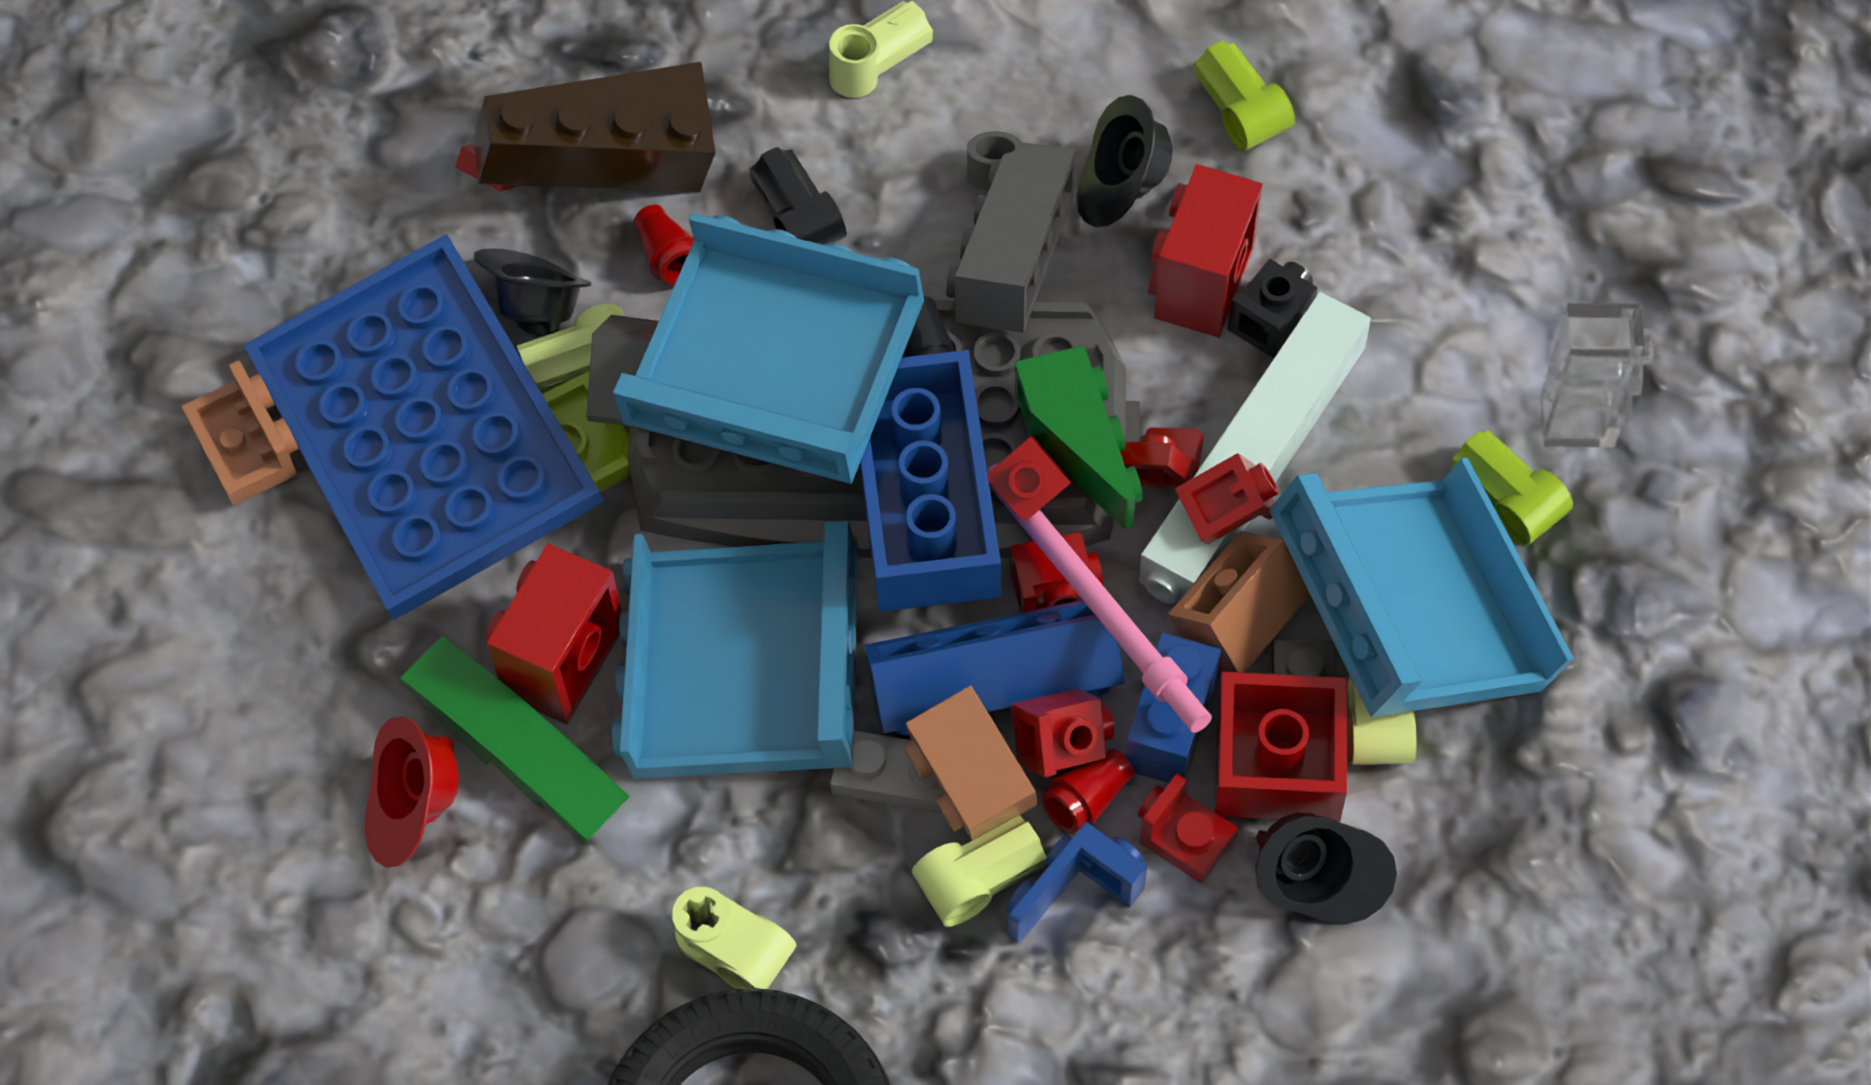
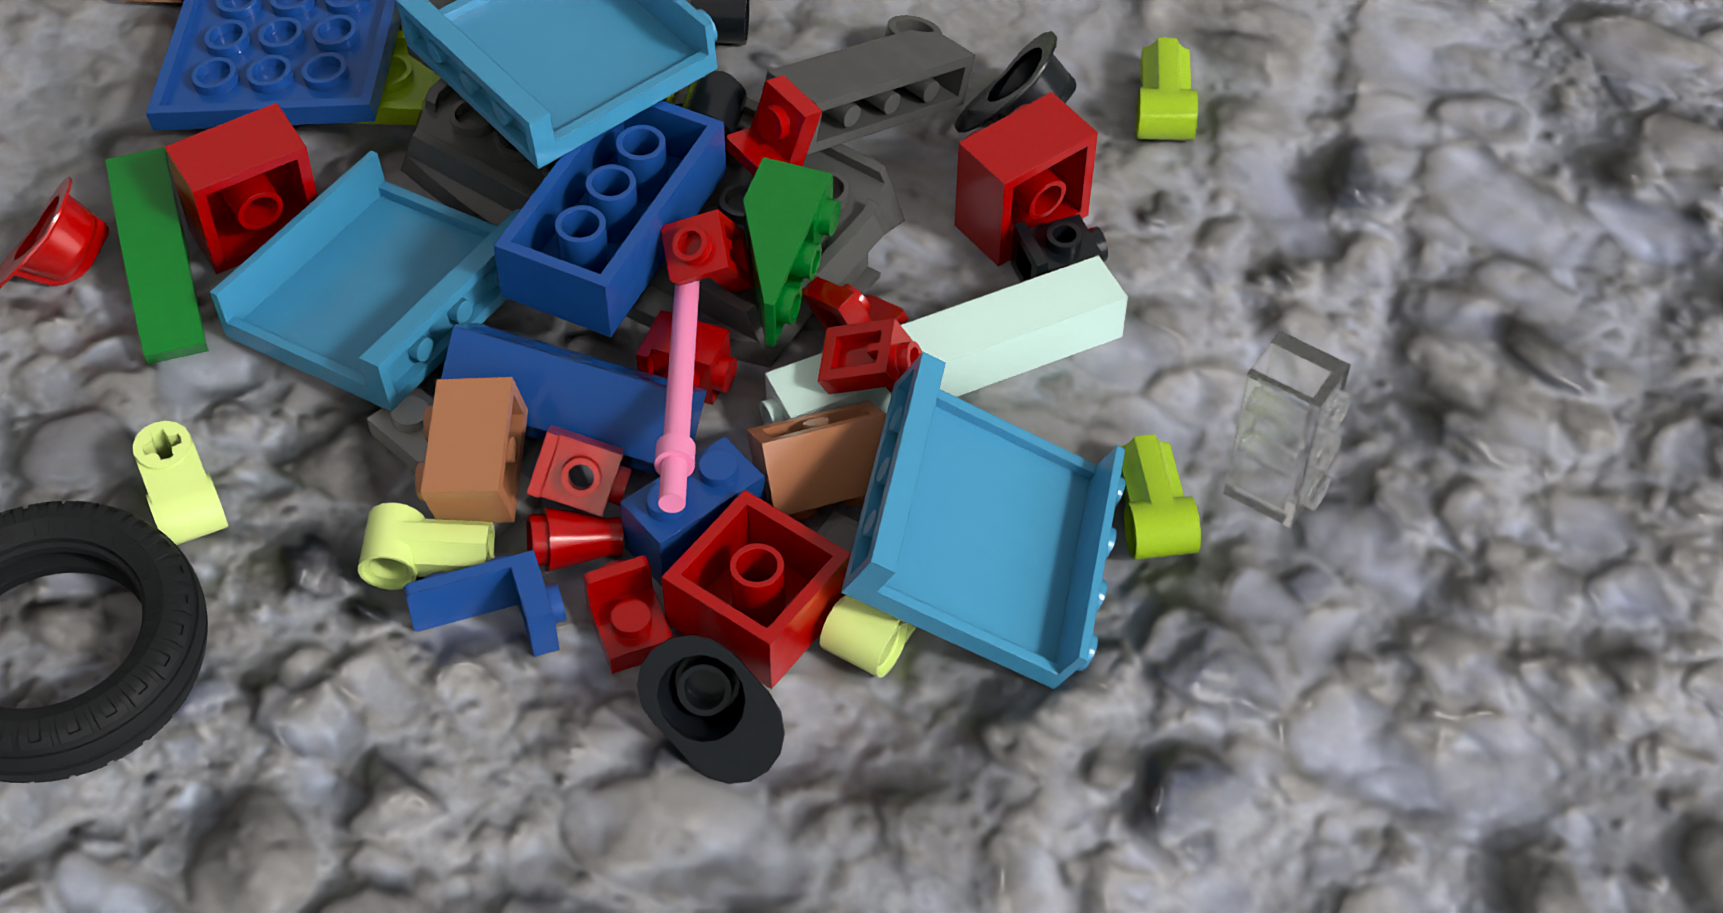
camera: 30 degrees right, 10 degrees down
(995, 326) = (779, 129): none -> red bracket

